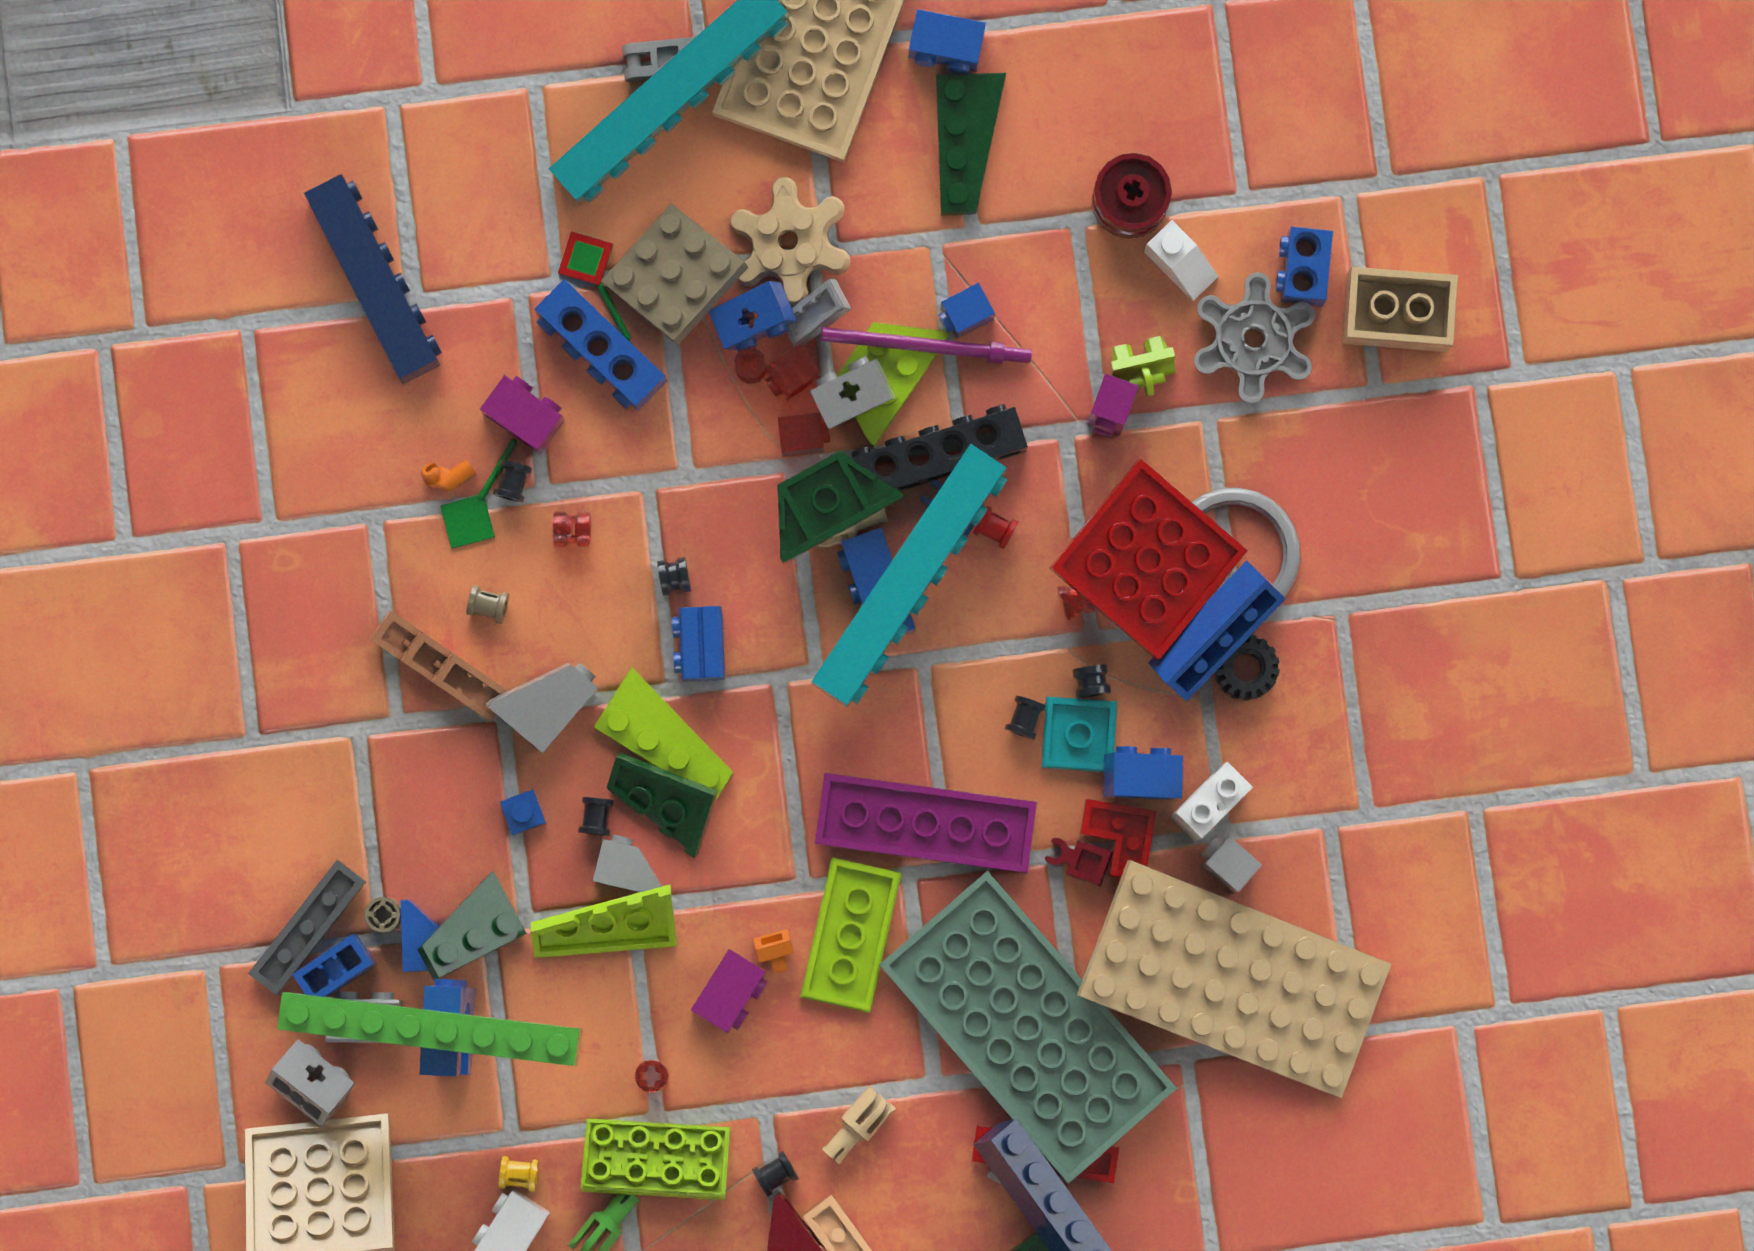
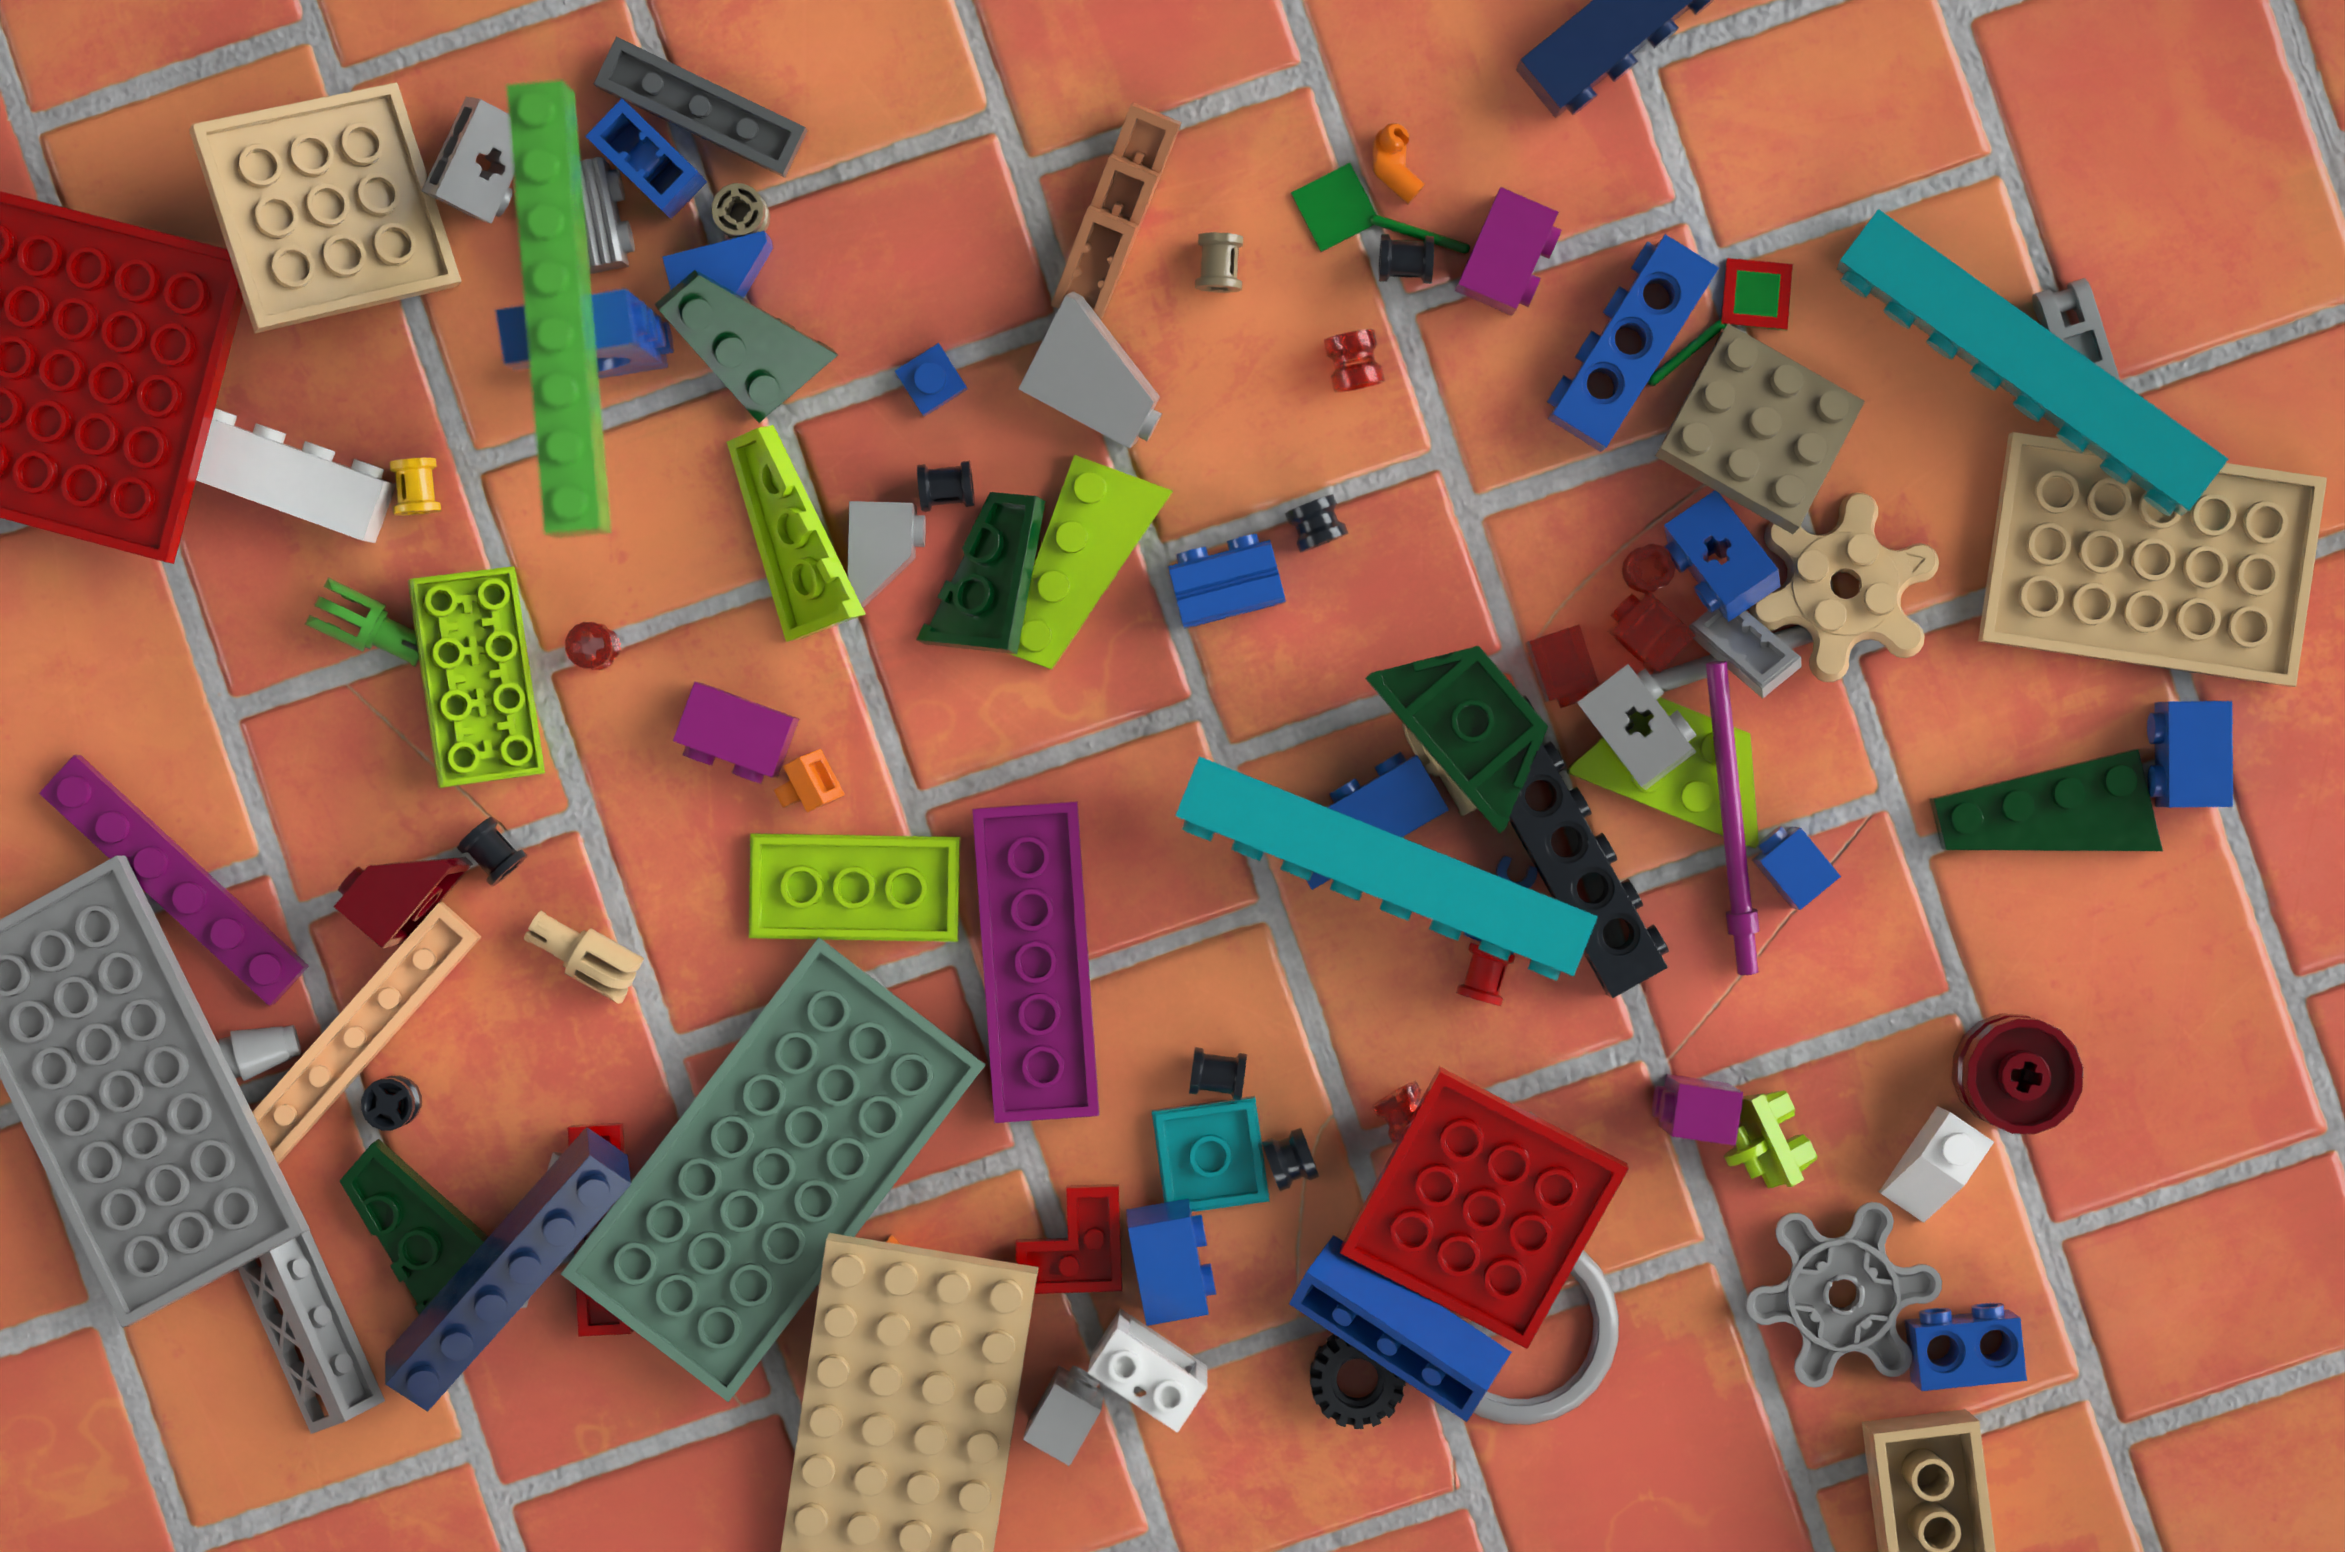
camera: 85 degrees right, 5 degrees up
(1085, 861) = (1026, 1202): dark red plate -> none

